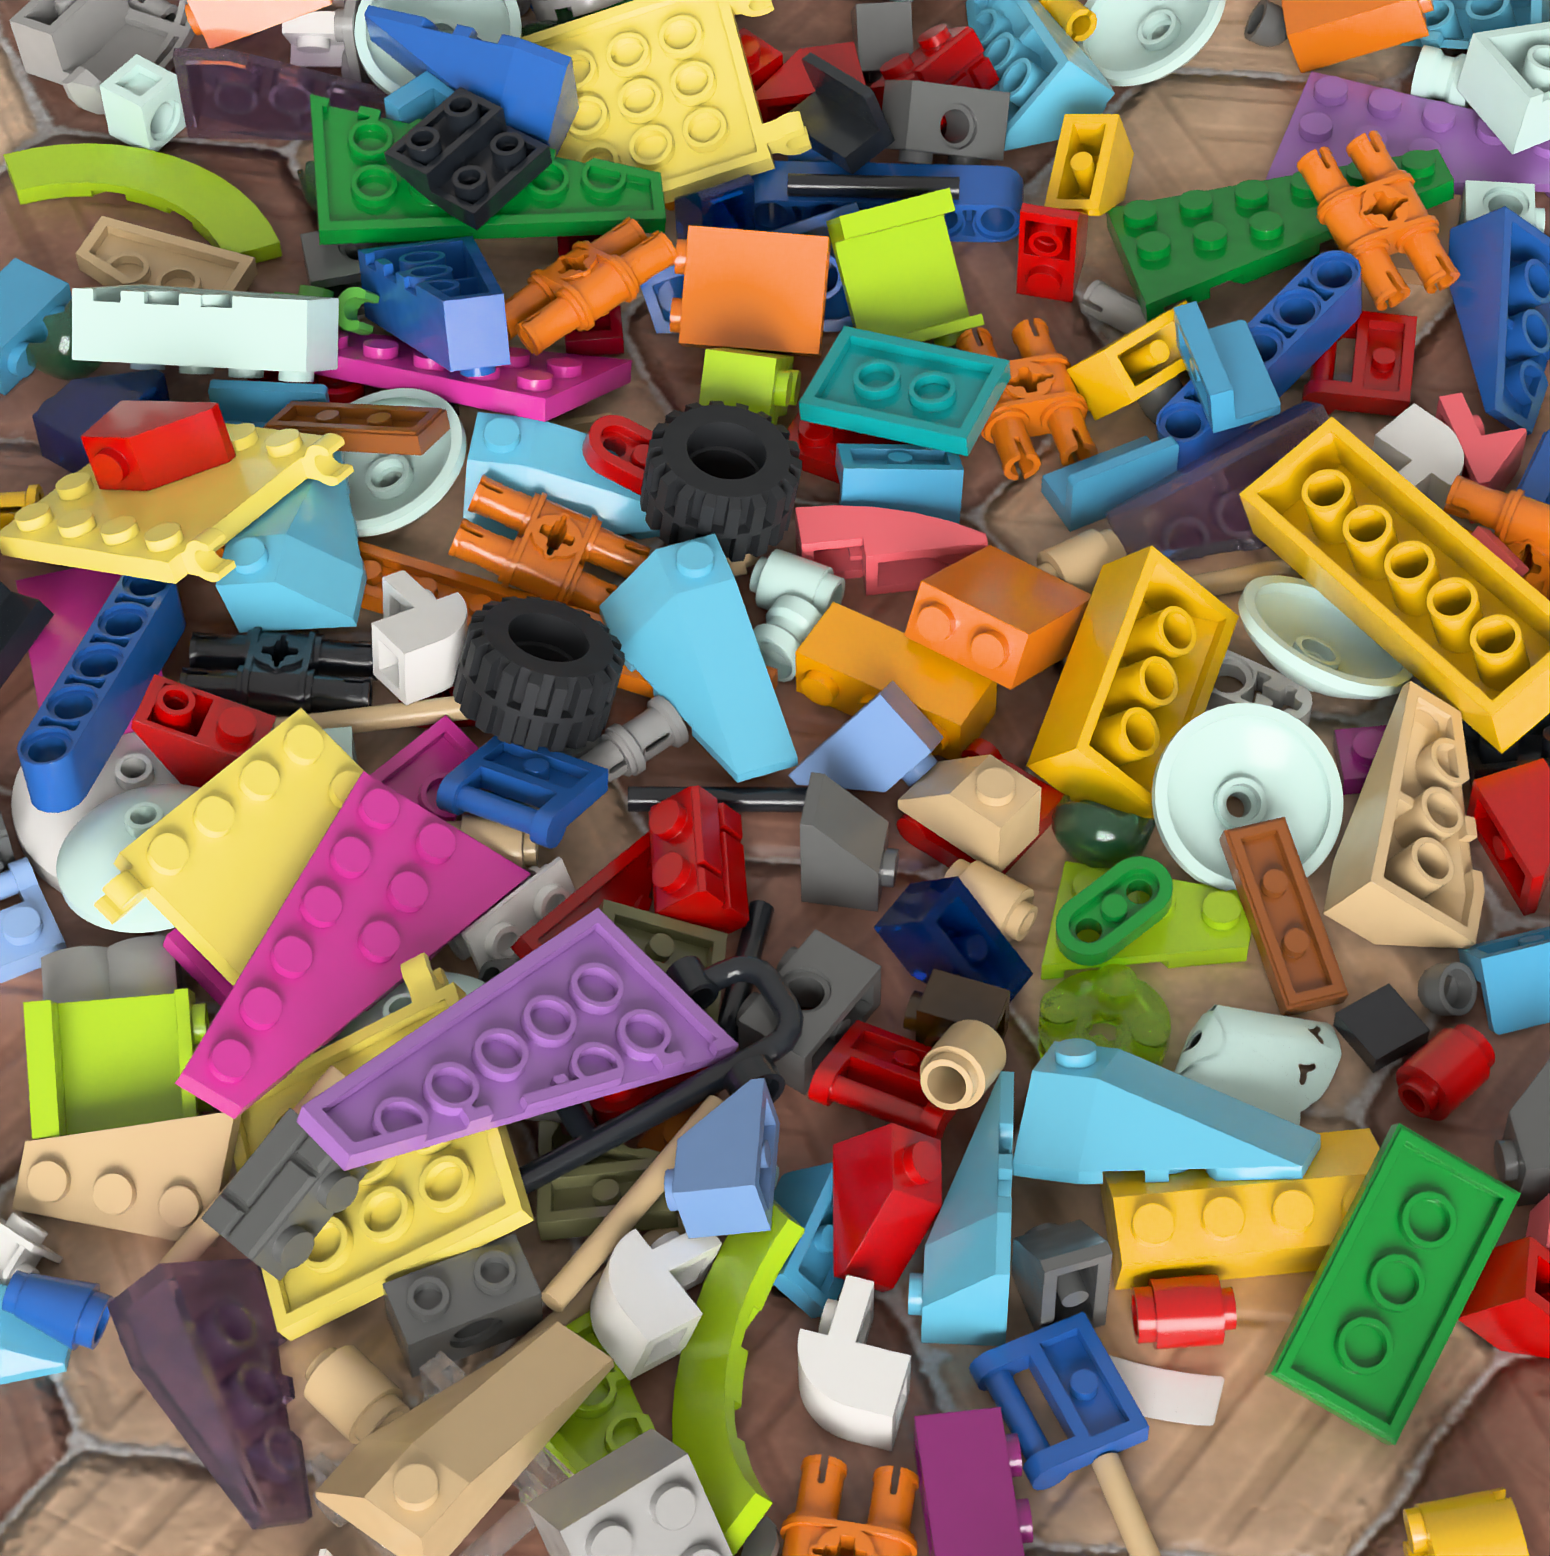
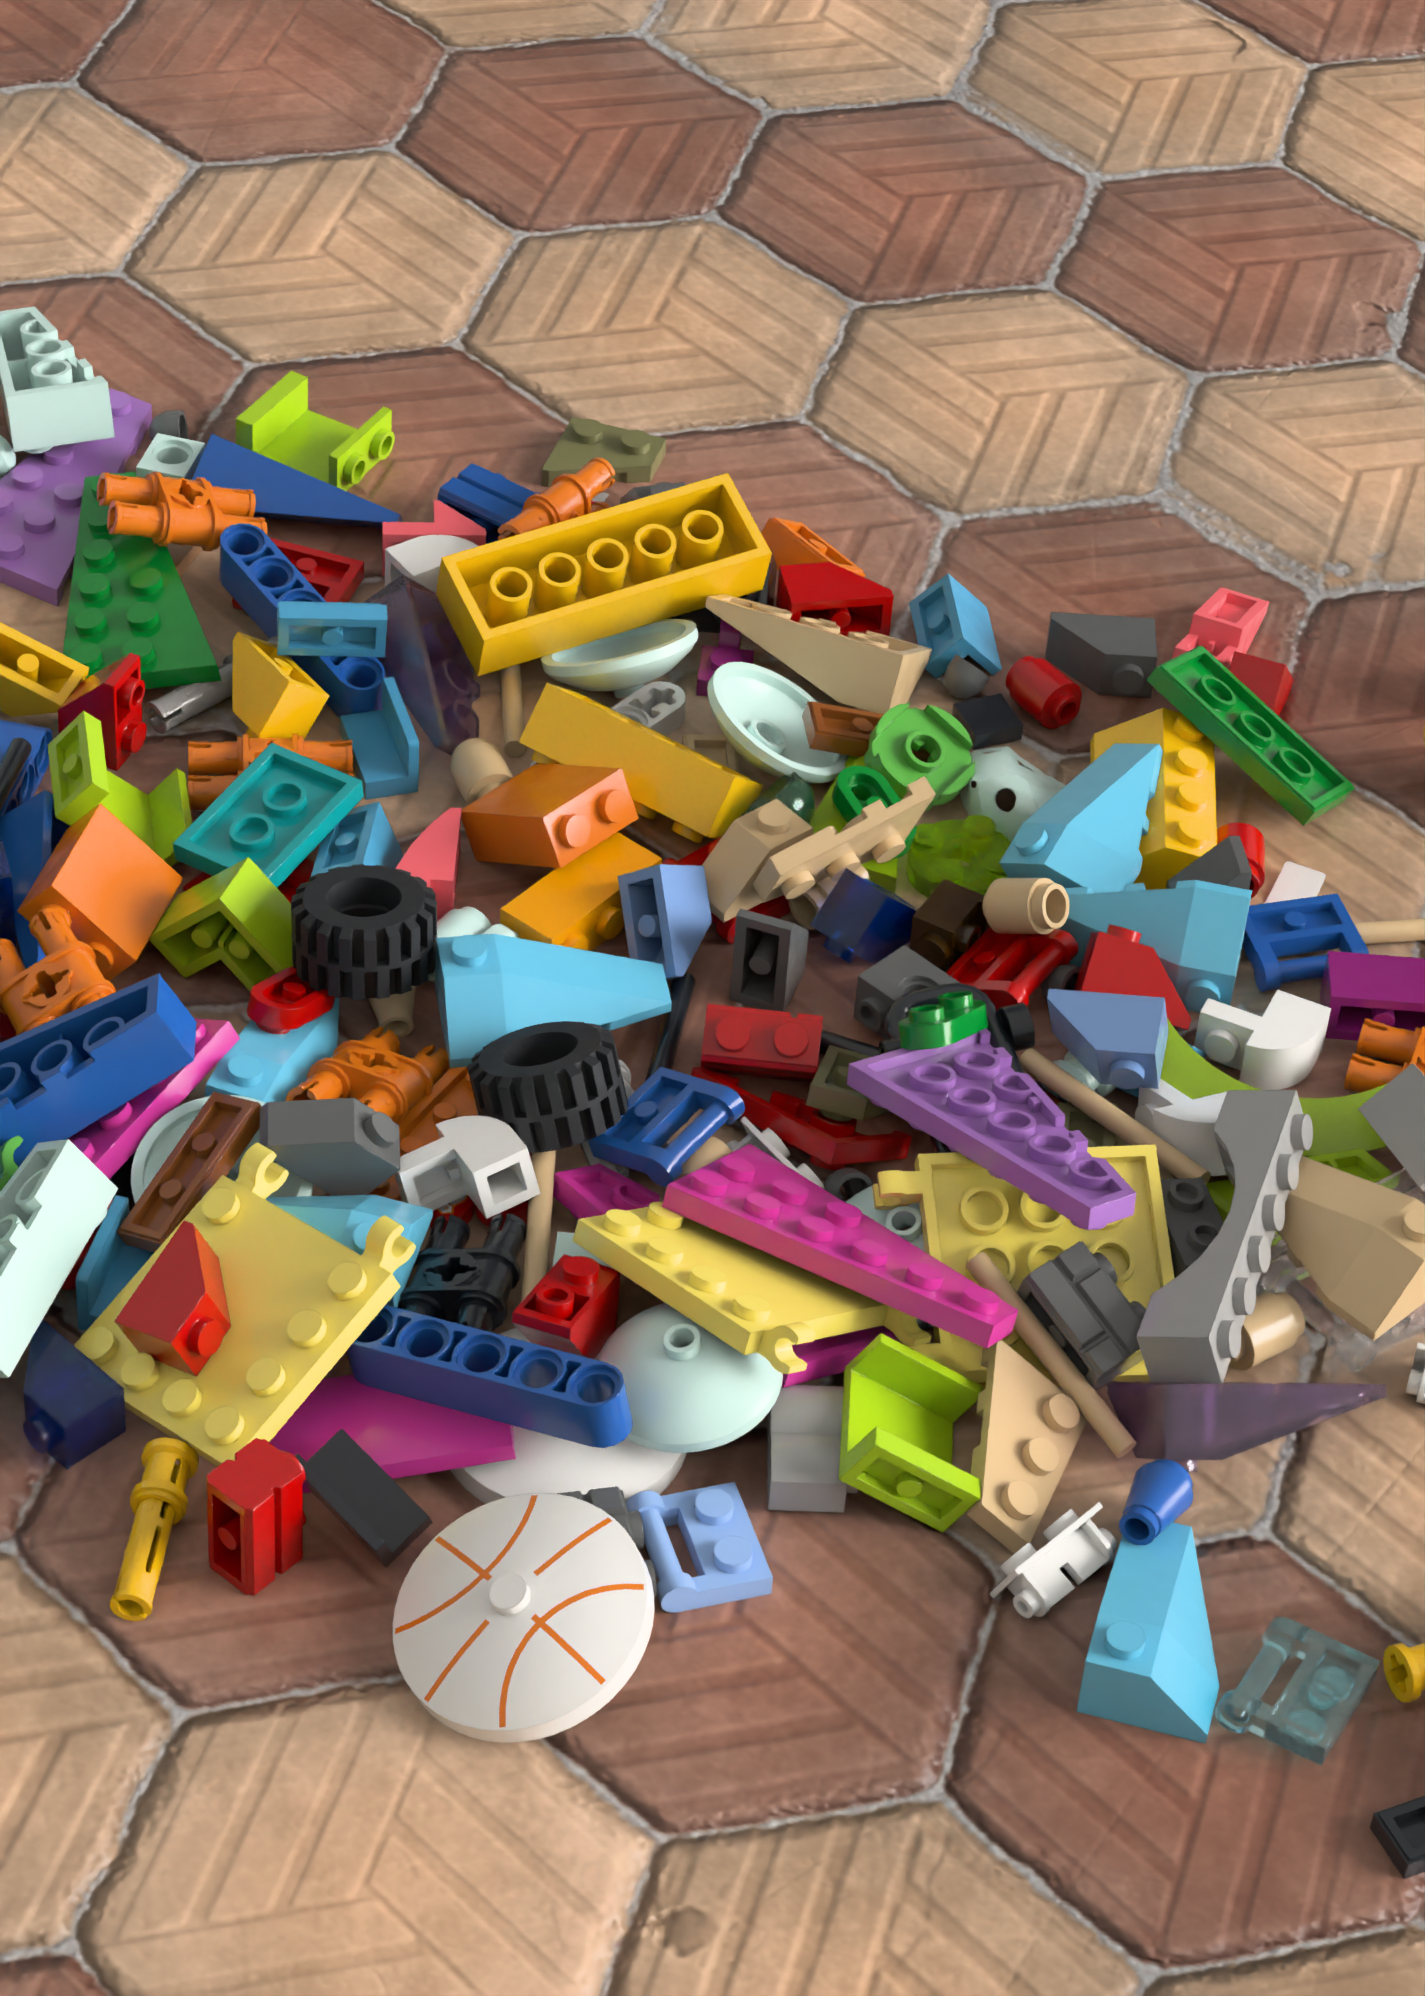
camera: 85 degrees left, 10 degrees down
(398, 507) = (332, 1143): none -> dark grey slope
(532, 1321) = (1199, 1316): none -> light grey arch
(702, 994) = (943, 1023): none -> green plate
(1024, 896) = (871, 835): none -> tan wing
(1222, 911) = (935, 731): none -> bright green plate

